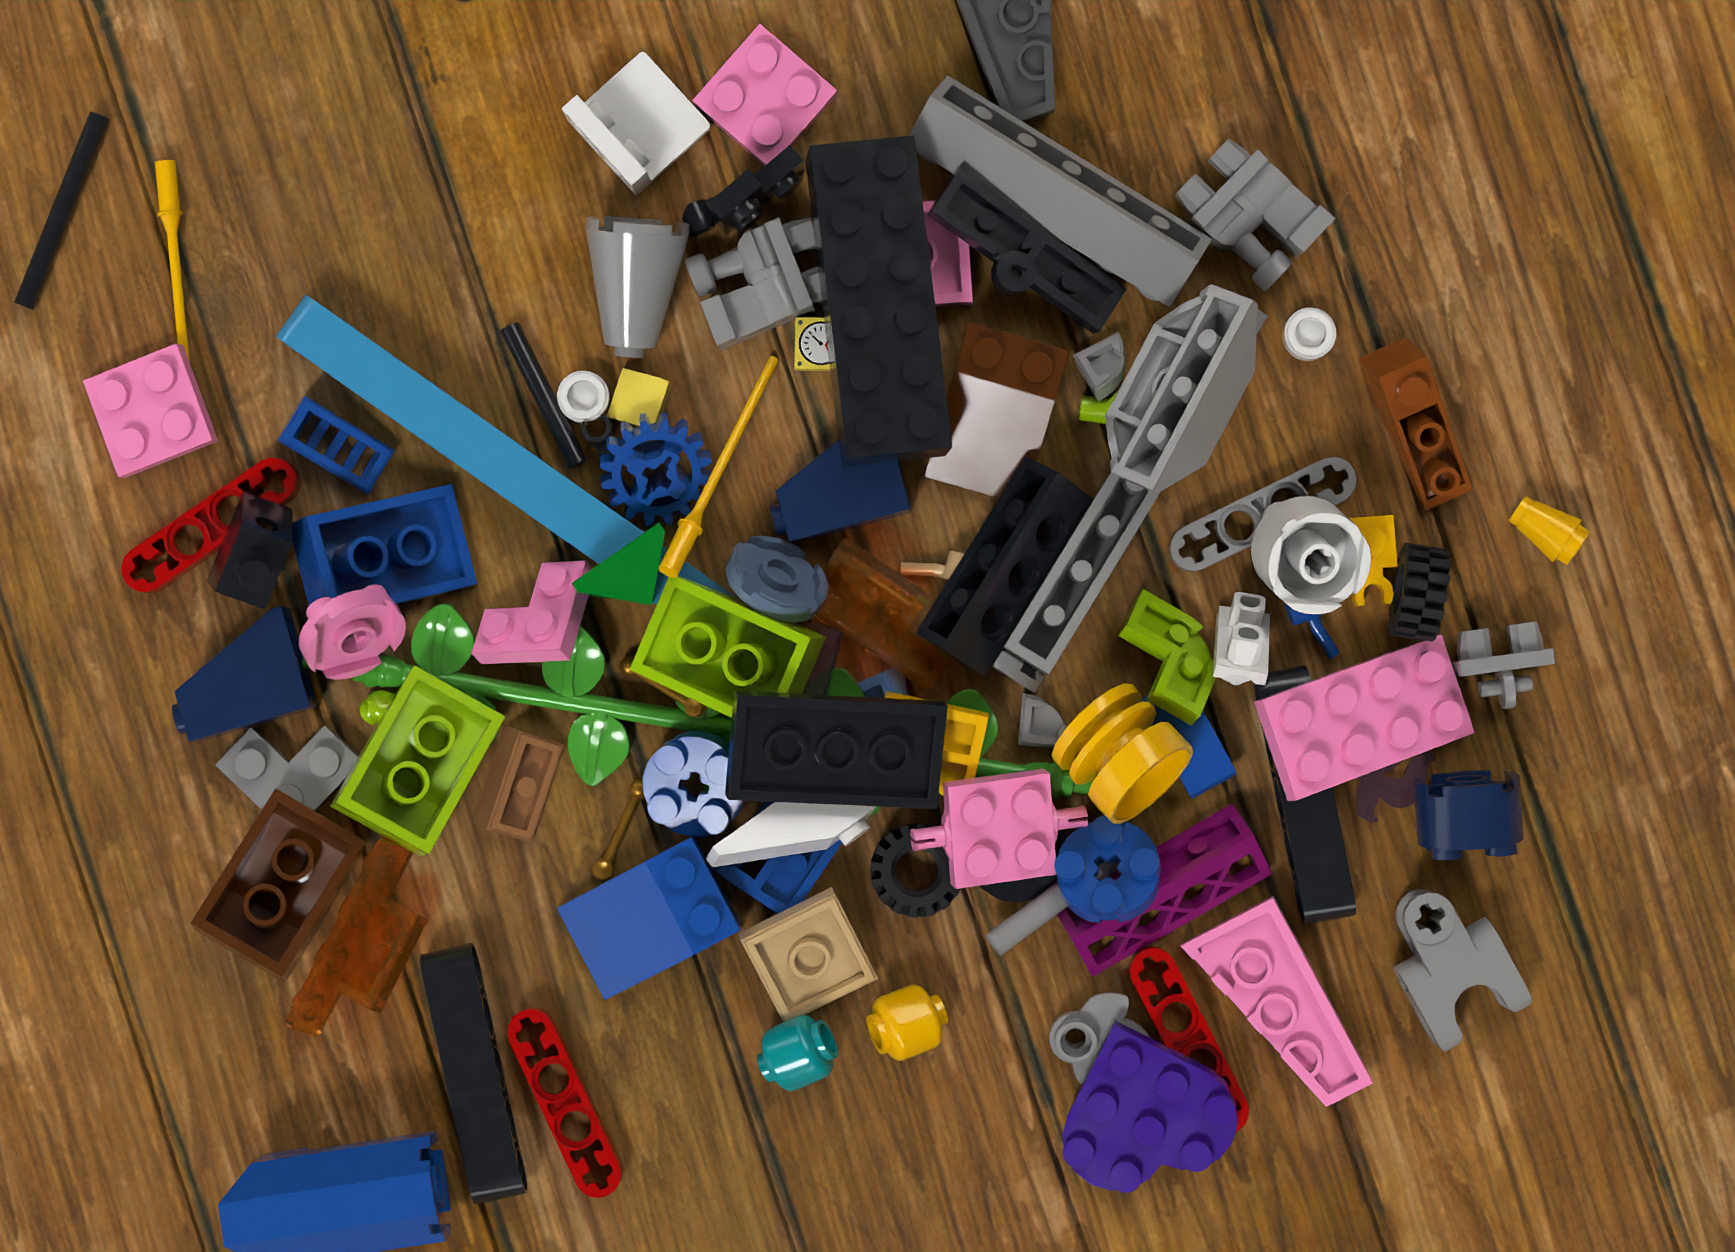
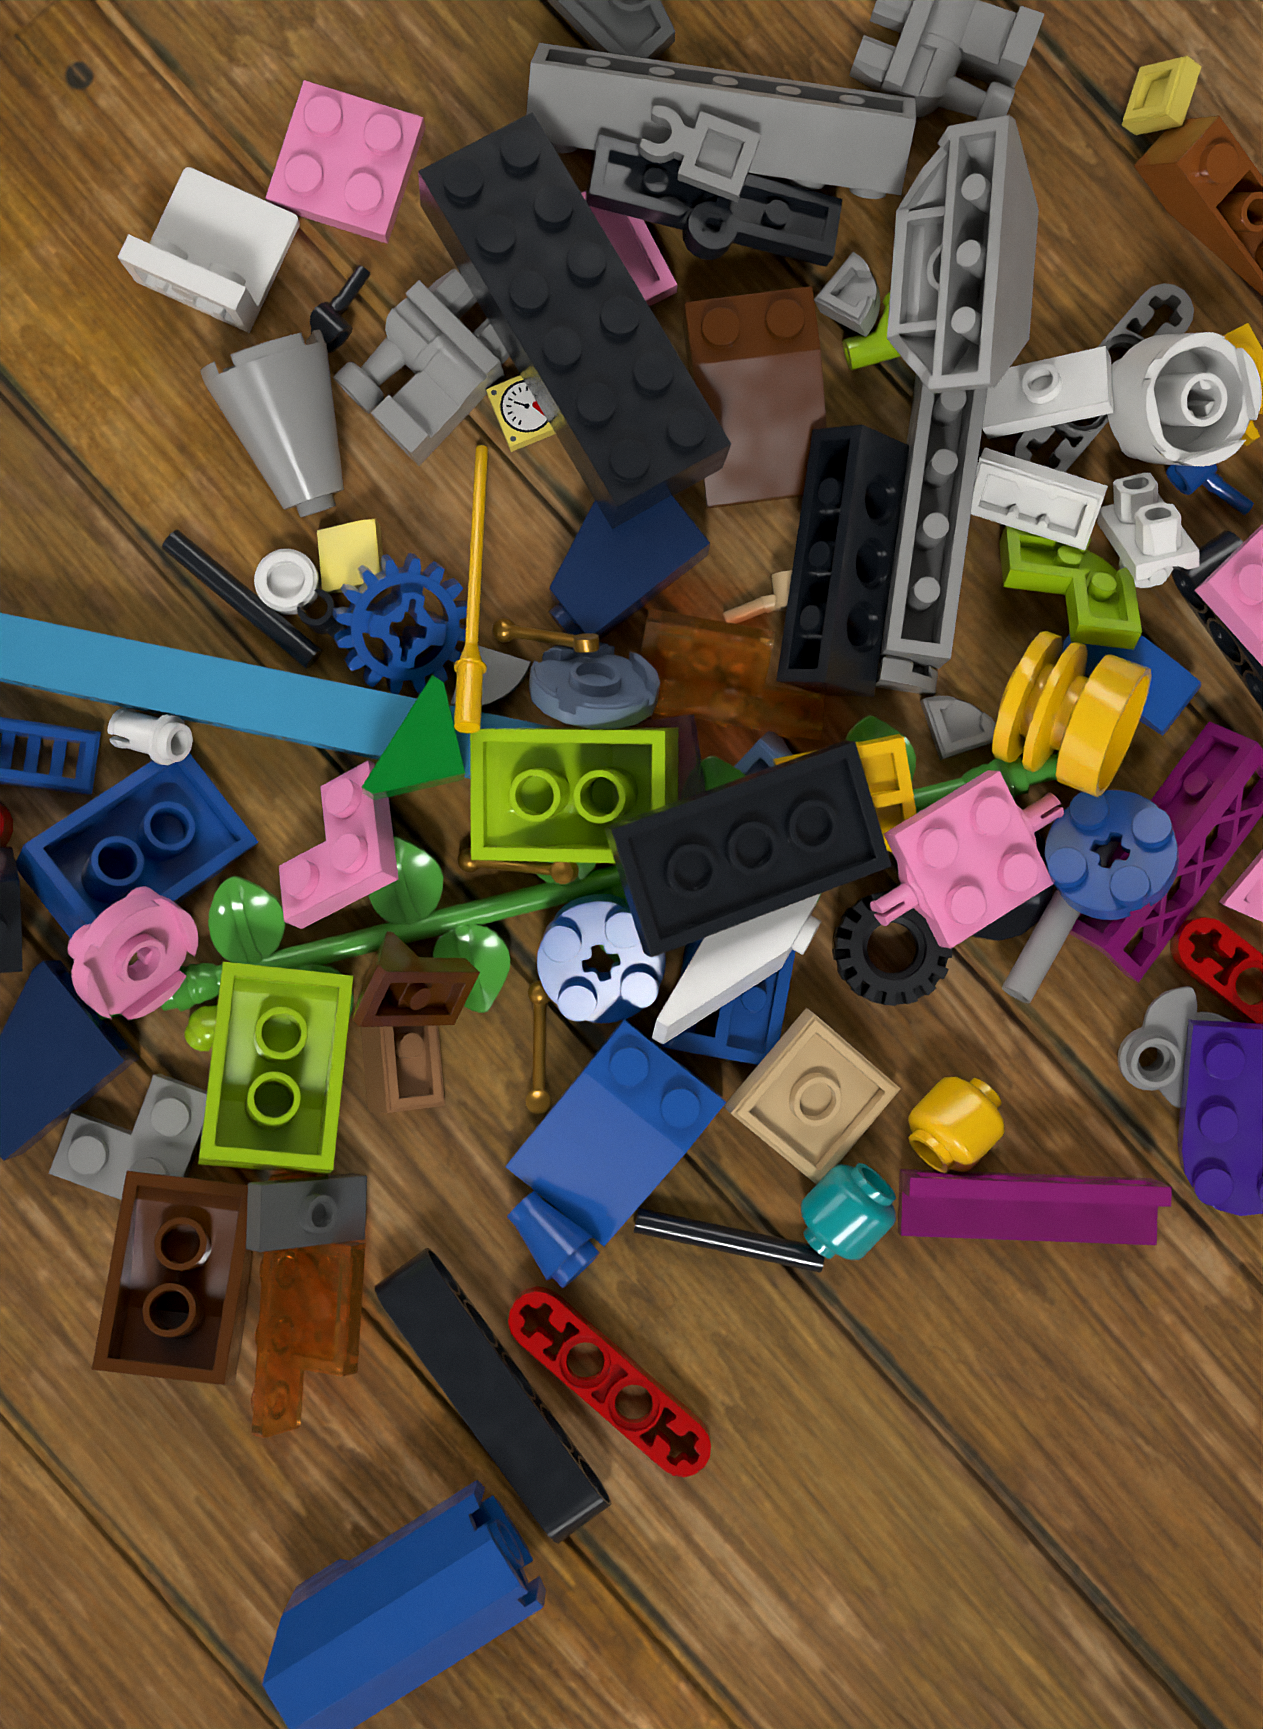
camera: 30 degrees left, 0 degrees up
(395, 876) = (306, 1211): none -> dark grey plate
(440, 478) = (162, 738): none -> white pin
(544, 746) = (412, 988): none -> reddish brown slope
(569, 979) = (553, 1239): none -> blue cone
(699, 1035) = (728, 1240): none -> black bar
(714, 538) = (502, 675): none -> light grey tile
(732, 505) = (505, 630): none -> pearl gold hinge
(741, 201) = (373, 264): black plate -> none
(935, 1109) = (1030, 1206): none -> magenta fence
(1035, 220) = (712, 154): none -> light grey plate
(1170, 579) = (1036, 498): none -> white plate
(1215, 505) = (1050, 393): none -> white plate
(1309, 334) = (1064, 165): white tile -> none
(1401, 314) = (1161, 95): none -> light yellow tile

